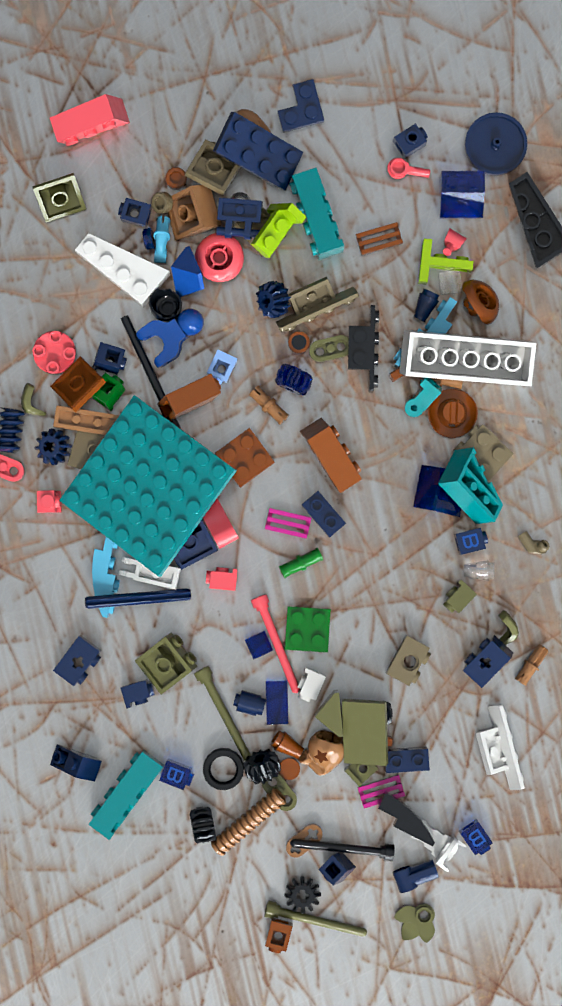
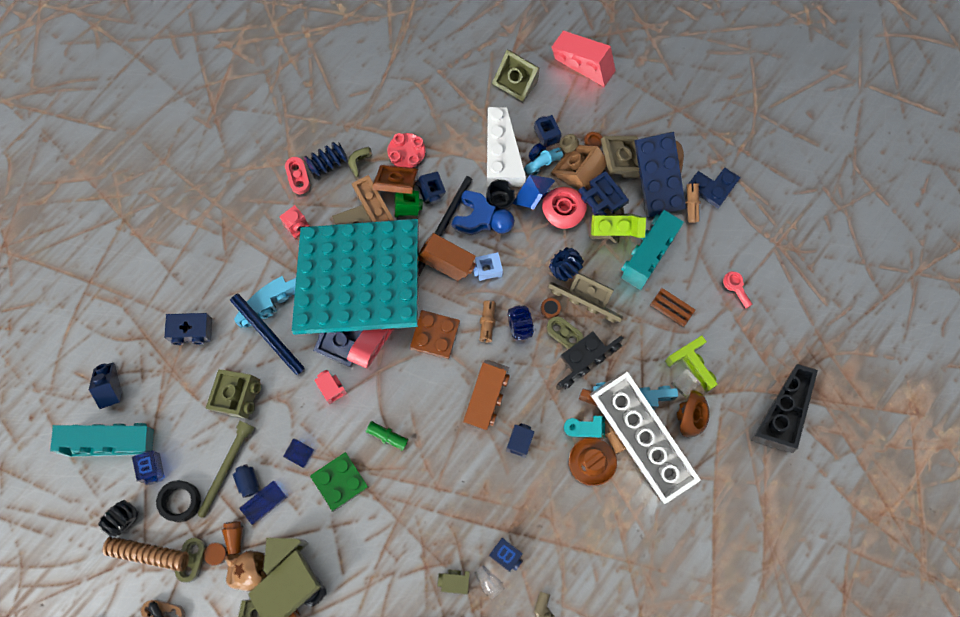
camera: 50 degrees right, 15 degrees down
(60, 448) = (337, 196): dark blue gear -> none
(137, 693) = (193, 389): dark blue brick -> none
(168, 579) = (299, 343): white hinge -> none
(261, 605) = (332, 430): coral piece -> none
(262, 766) = (199, 529): black gear -> none
(287, 514) = (403, 387): dark pink tile -> none
(304, 142) = (693, 203): none -> medium nougat axle
(310, 685) = (295, 517): white brick -> none
(323, 514) = (437, 423): dark blue brick -> none
(390, 457) = (520, 440): none -> dark blue brick
(397, 668) = (359, 577): dark tan brick -> none
(410, 140) = (760, 274): dark blue brick -> none
(426, 303) = (655, 376): dark blue cone -> none
(431, 495) = (526, 499): clear blue slope -> none
(453, 242) = (717, 360): coral piece -> none
(462, 194) = (756, 339): clear blue slope -> none
(469, 487) = (546, 519): teal wedge -> none
(489, 450) = (581, 509): dark tan plate -> none
(496, 144) = (812, 337): dark blue piece -> none

